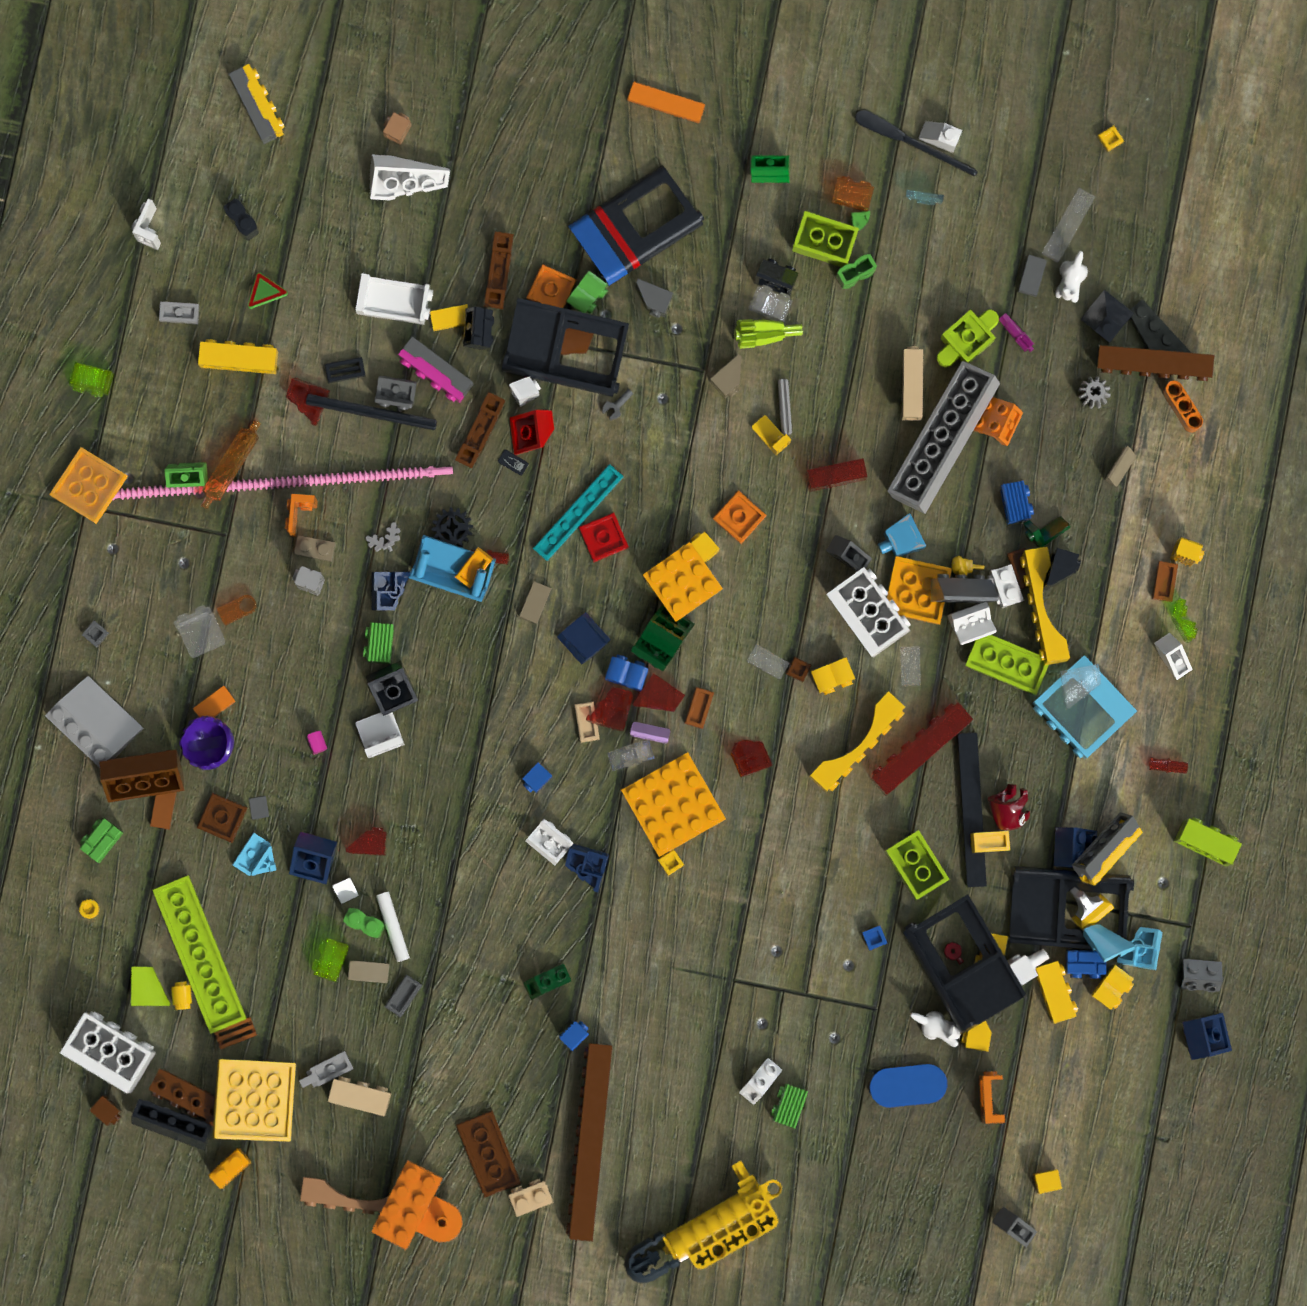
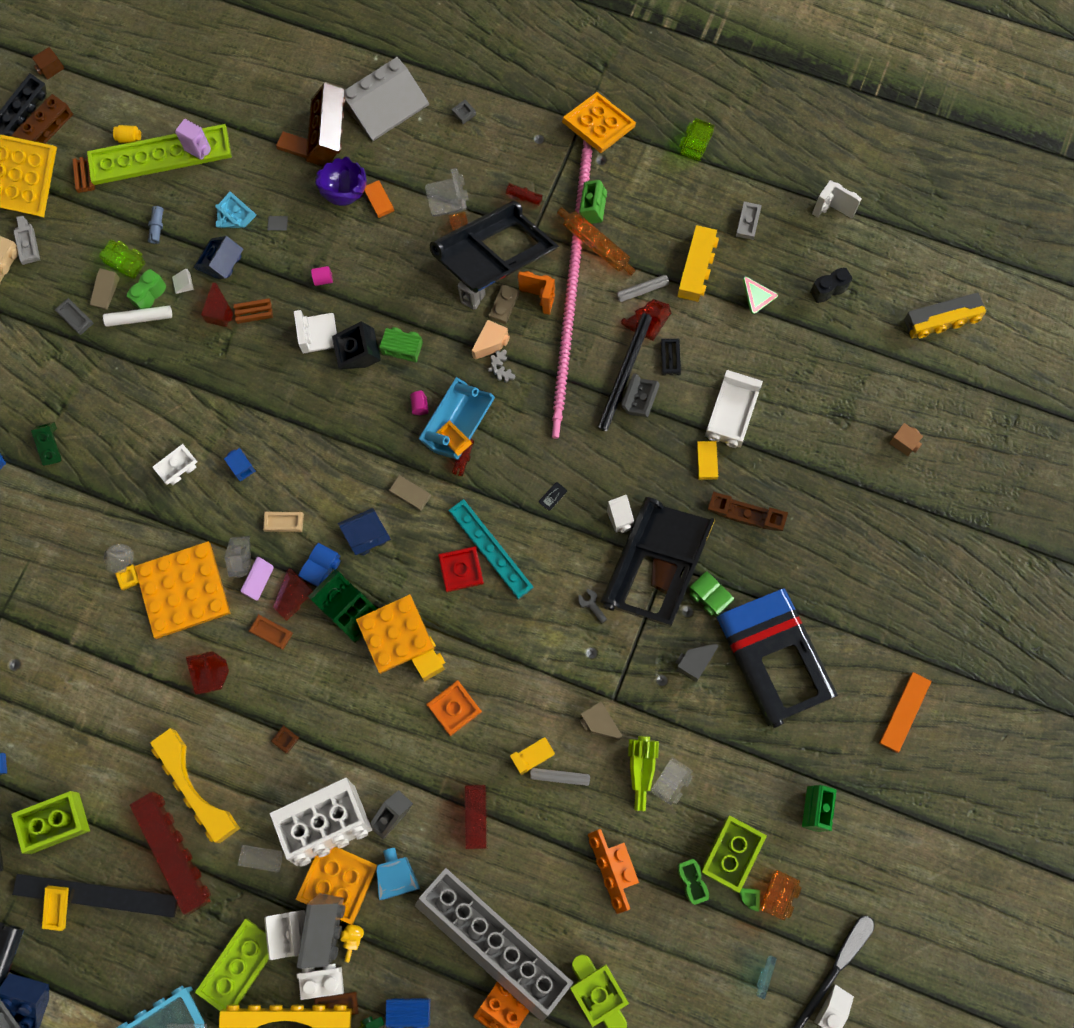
camera: 110 degrees right, 10 degrees down
(89, 908) = (225, 76): yellow tile -> none
(96, 1057) = (92, 67): white brick -> none
(100, 840) = (280, 91): bright green brick -> none
(146, 988) = (143, 109): lime slope -> none
(185, 550) = (524, 194): none -> clear red pin
(186, 910) = (193, 139): none -> lavender brick
(222, 817) = (275, 191): reddish brown tile -> none
(273, 409) = (642, 288): none -> light grey axle
(283, 580) = (475, 262): none -> black piece
(284, 936) = (155, 225): none -> sand blue pin
(357, 552) = (490, 340): none -> light nougat slope
(371, 822) = (253, 307): none -> dark orange tile
(387, 589) = (451, 360): dark blue slope -> none
(399, 176) = (856, 434): white wedge -> none
(435, 369) = (656, 436): piece -> none
(440, 612) = (419, 403): none -> dark pink brick
(443, 528) = (504, 428): black gear -> none
(478, 328) = (691, 482): black brick -> none
(480, 430) = (588, 469): reddish brown slope -> none
(531, 430) = (579, 516): red slope -> none
(551, 287) = (722, 561): orange tile -> none
(587, 864) = (147, 498): dark blue slope -> none
(612, 710) = (287, 547): clear red slope -> none
(654, 874) = (118, 558): none -> clear hair
(767, 662) = (298, 708): clear plate -> none
(777, 277) = (700, 792): black slope -> none
(833, 675) = (268, 773): yellow brick -> none
(858, 342) = (615, 869): none -> orange bracket
(912, 383) = (557, 919): tan brick -> none
(1008, 814) = (71, 931): dark red piece -> none

